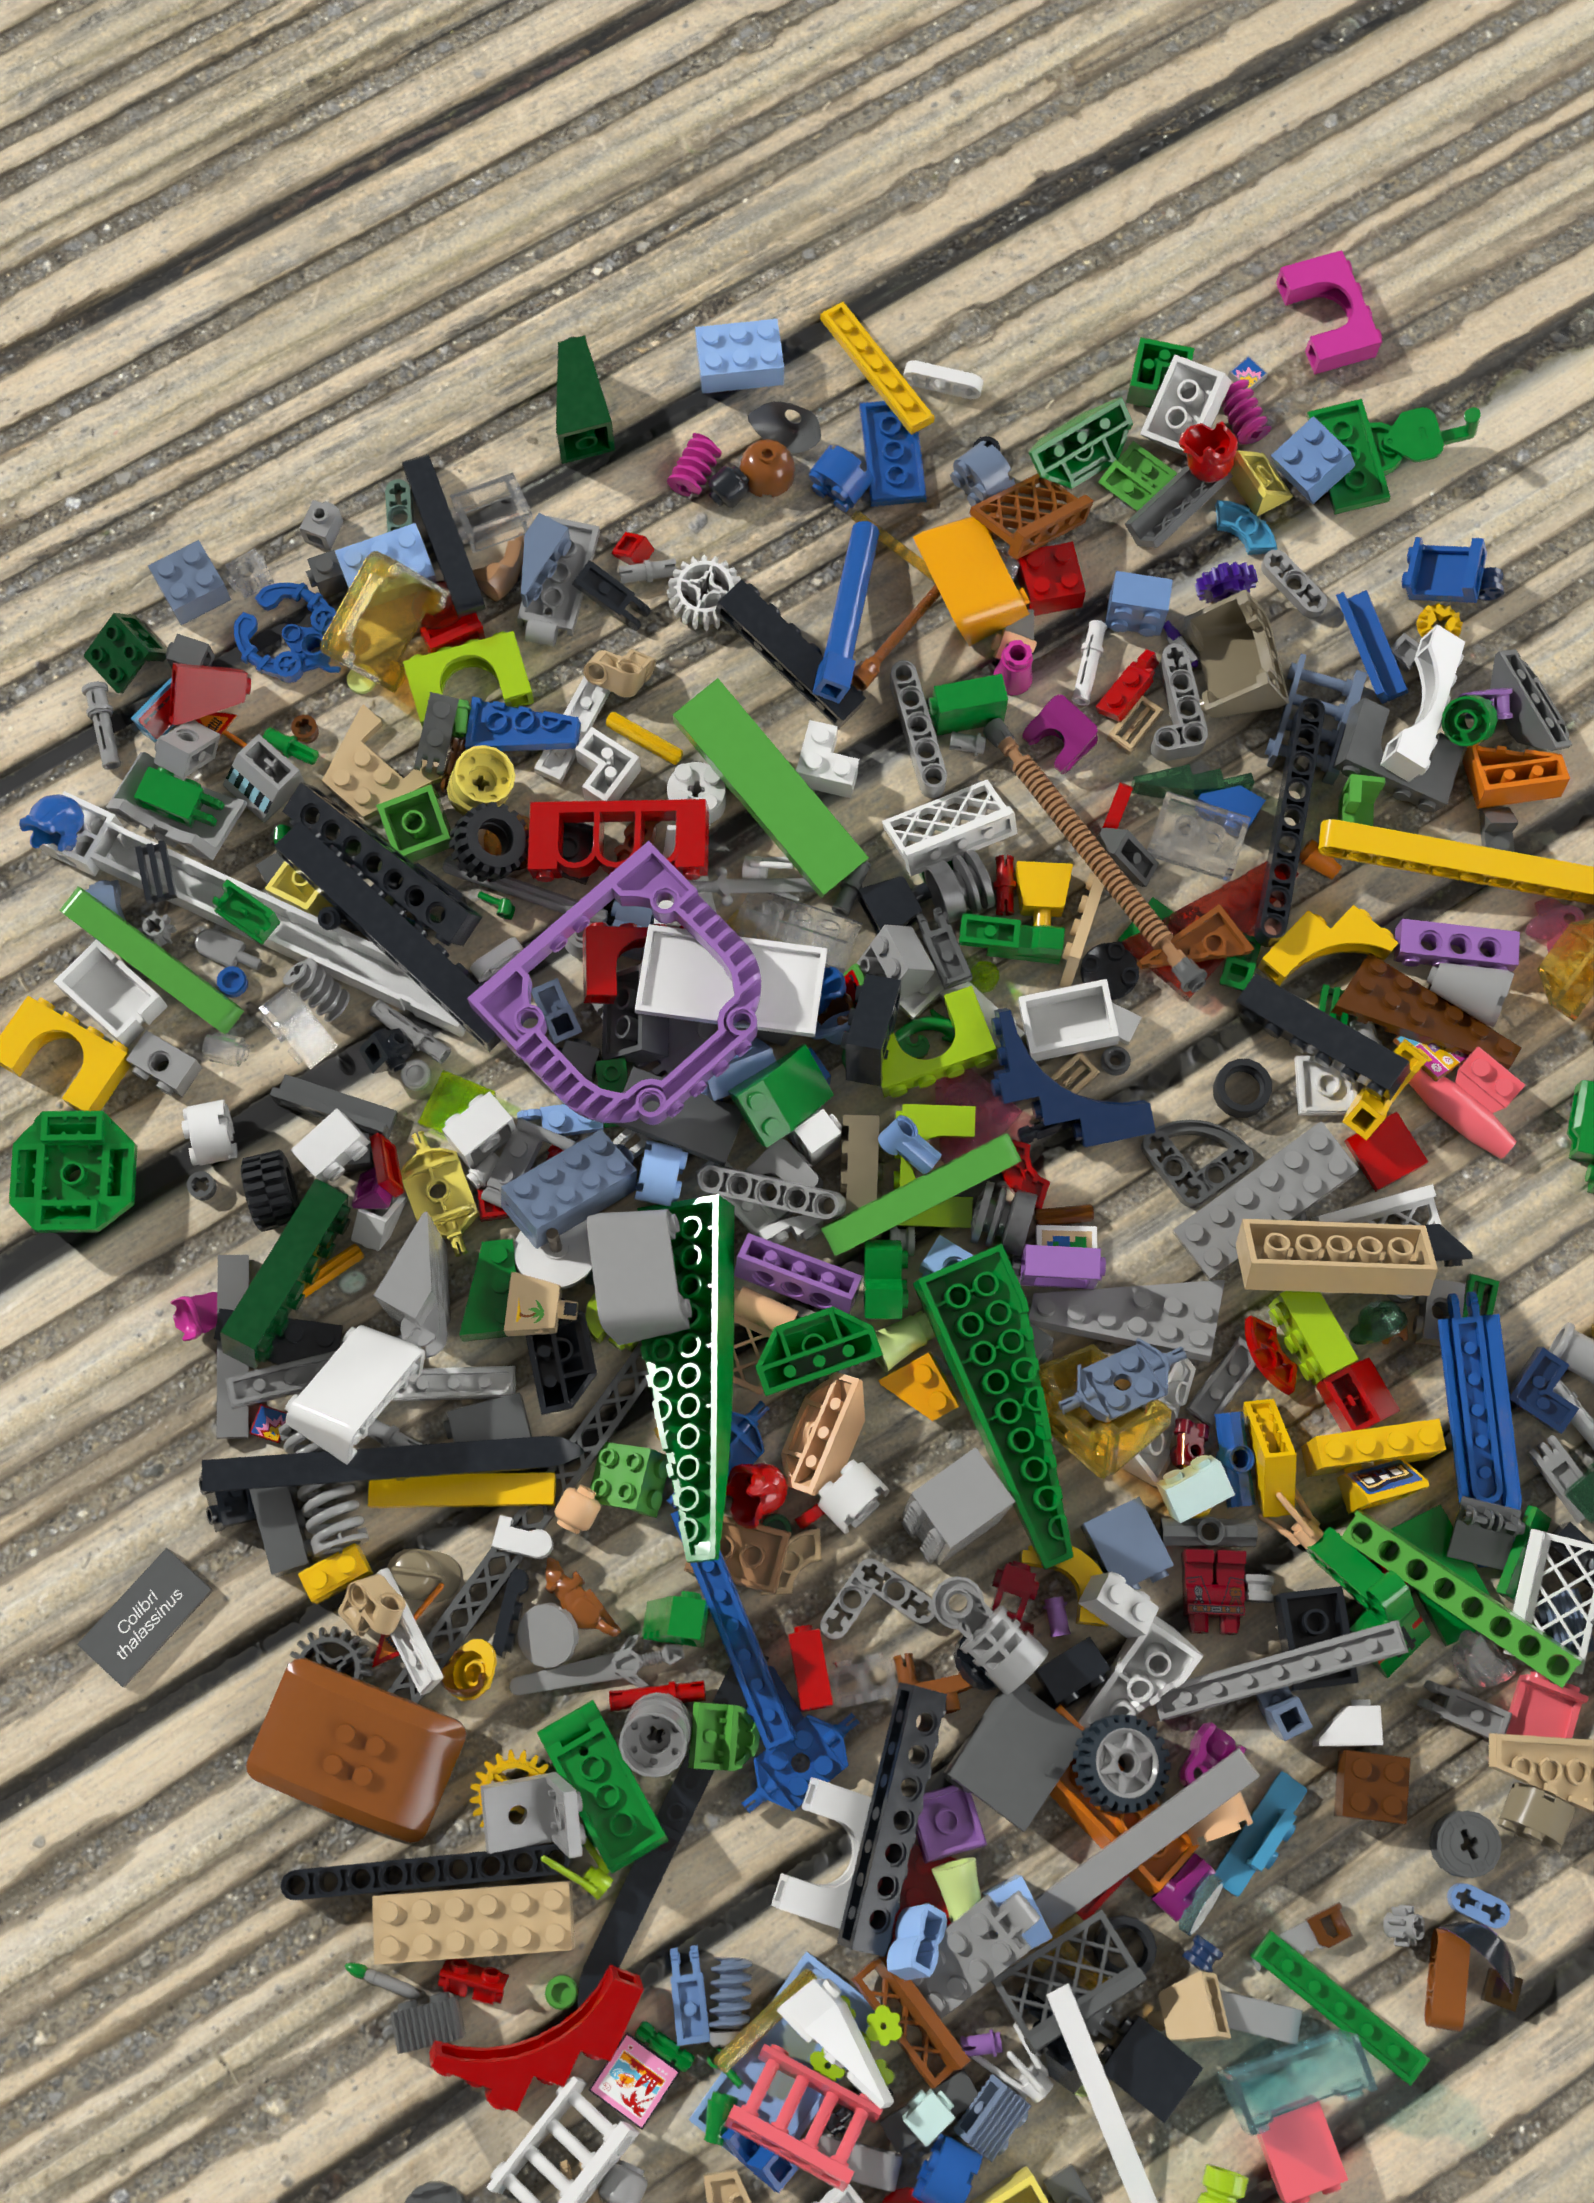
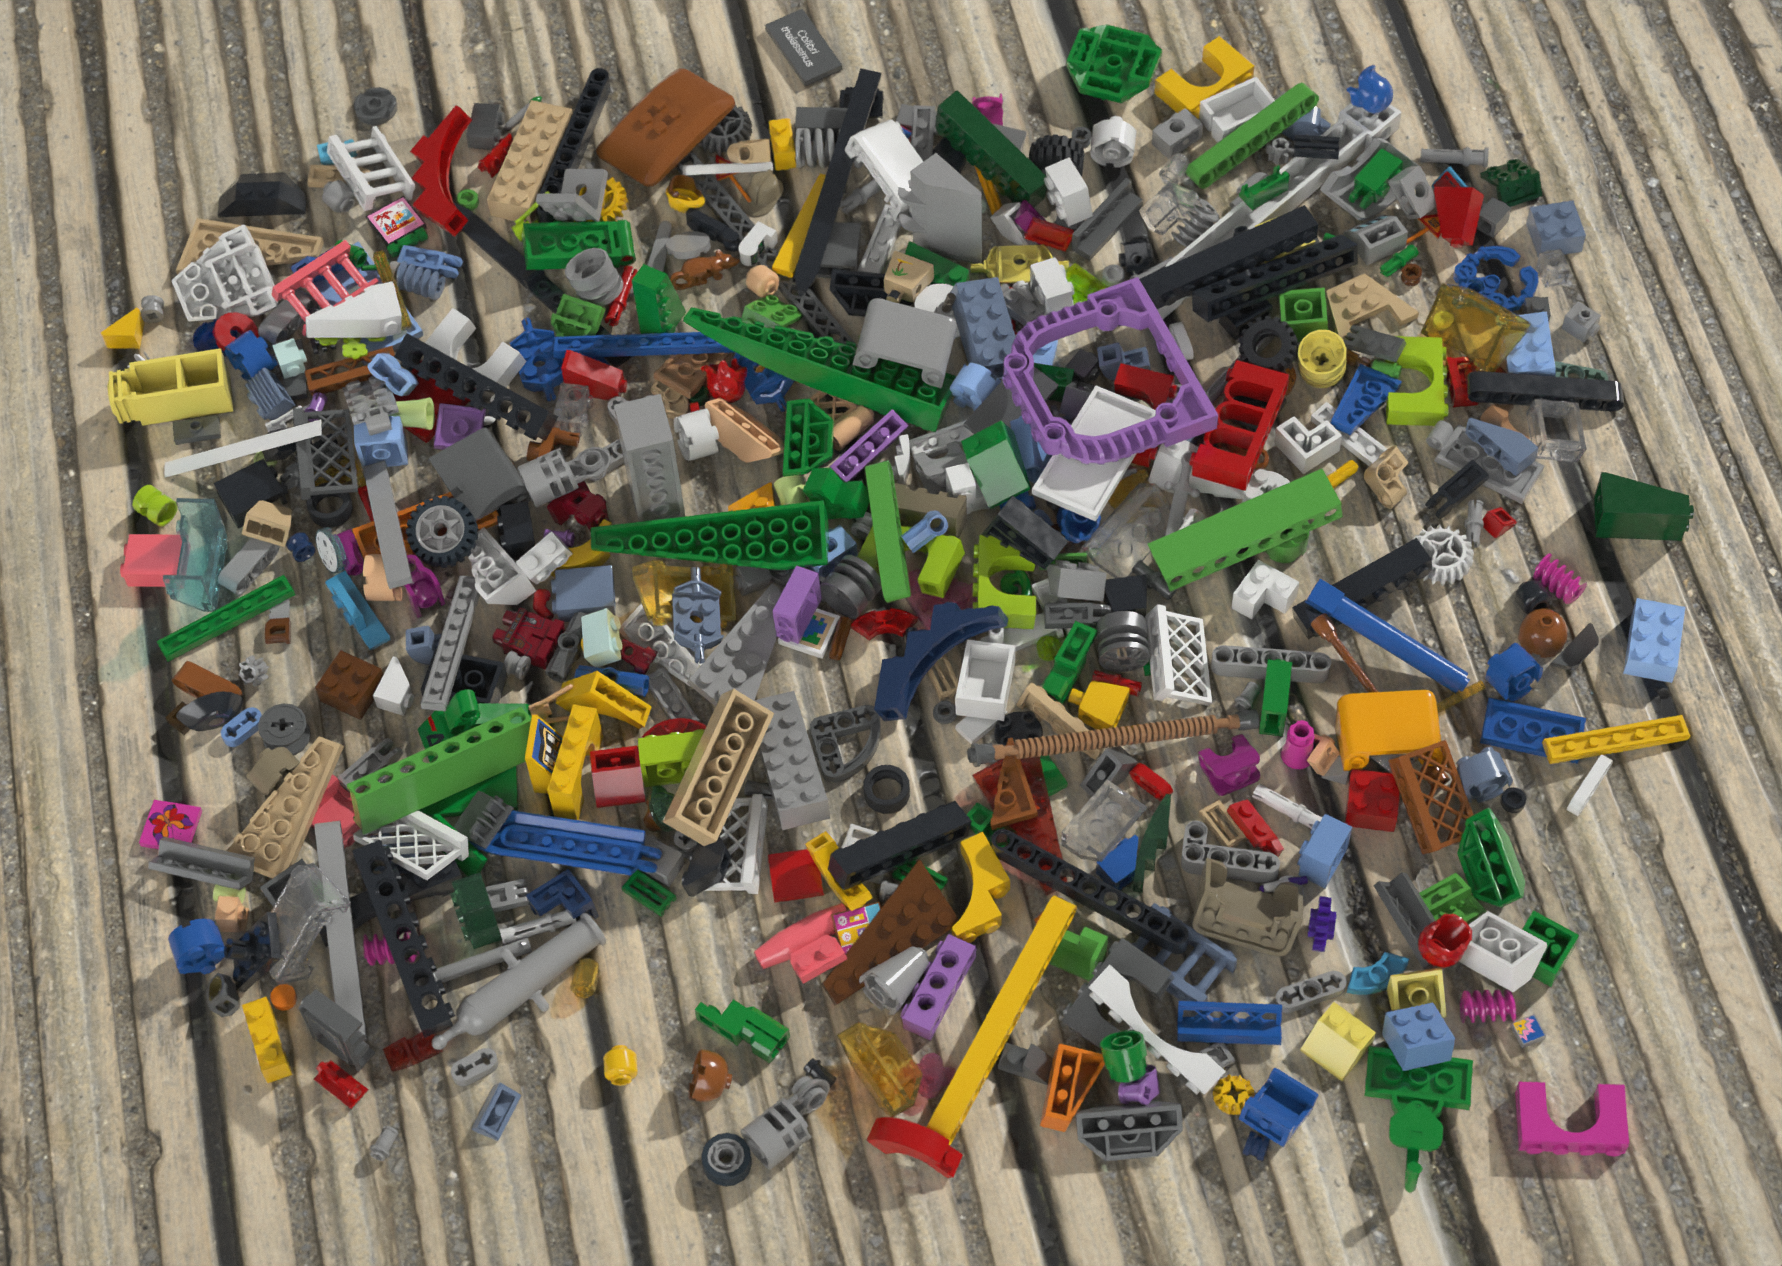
camera: 115 degrees right, 15 degrees down
(232, 981) = (1226, 188): blue tile -> none
(505, 907) = (1222, 359): green hand -> none
(757, 1192) = (929, 444): light grey beam -> none
(1165, 1594) = (541, 596): none -> red arm
(1342, 539) = (1338, 1041): none -> light yellow slope

